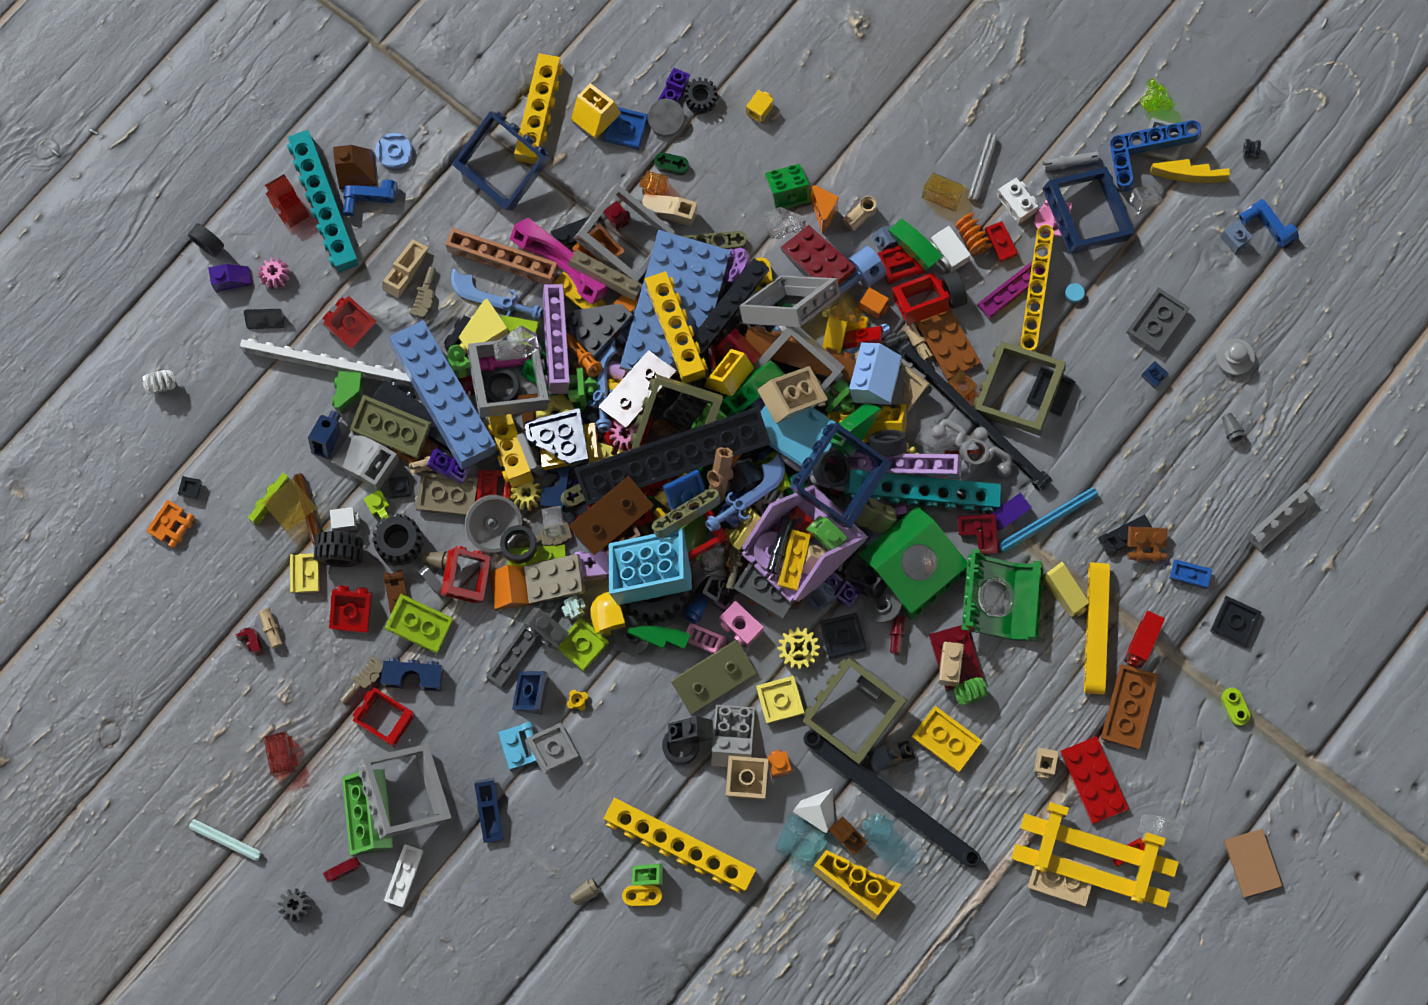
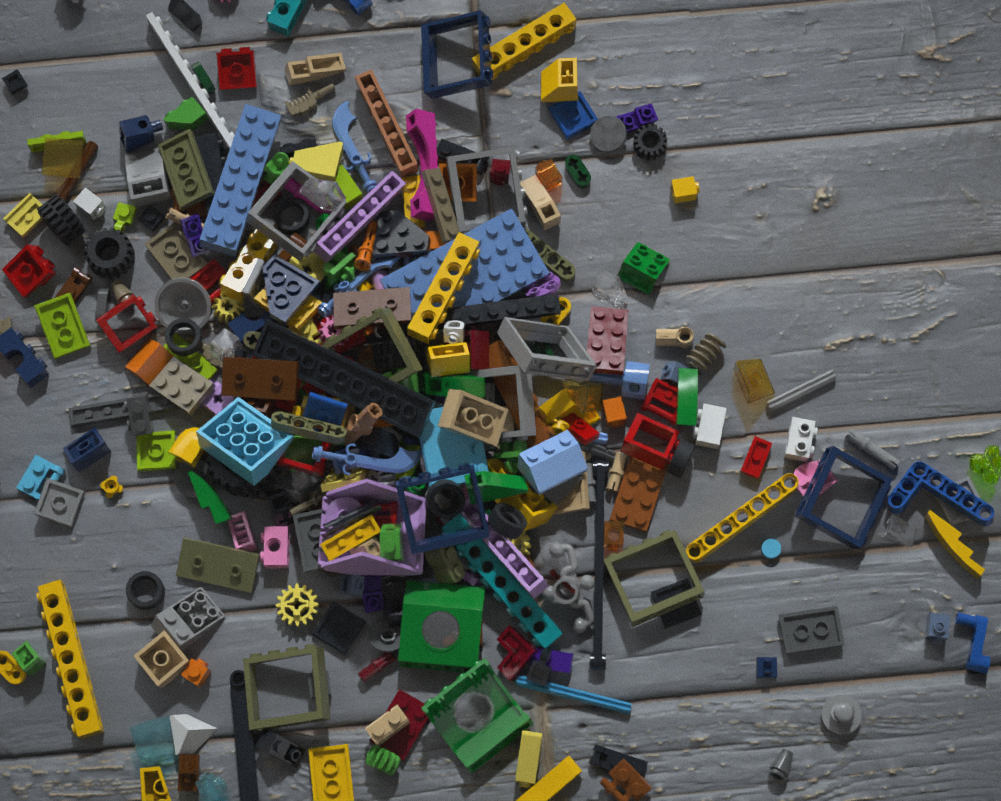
camera: 45 degrees right, 0 degrees up
(334, 351) = (203, 77): none -> dark green beam
(573, 607) = (176, 419): light aqua gear -> none
(690, 730) = (158, 586): black slope -> none
(695, 610) = (256, 505): blue cone -> none
(714, 350) = (453, 332): none -> white plate
(780, 699) = (246, 628): light yellow plate -> none
(824, 205) = (651, 307): orange slope -> none
(851, 347) = (559, 426): none -> yellow plate
(891, 203) = (704, 351): none -> dark tan piece
(971, 234) = (738, 431): orange piece -> none
(1007, 291) = (720, 499): magenta tile -> none
(1012, 523) = (539, 670): none -> black plate

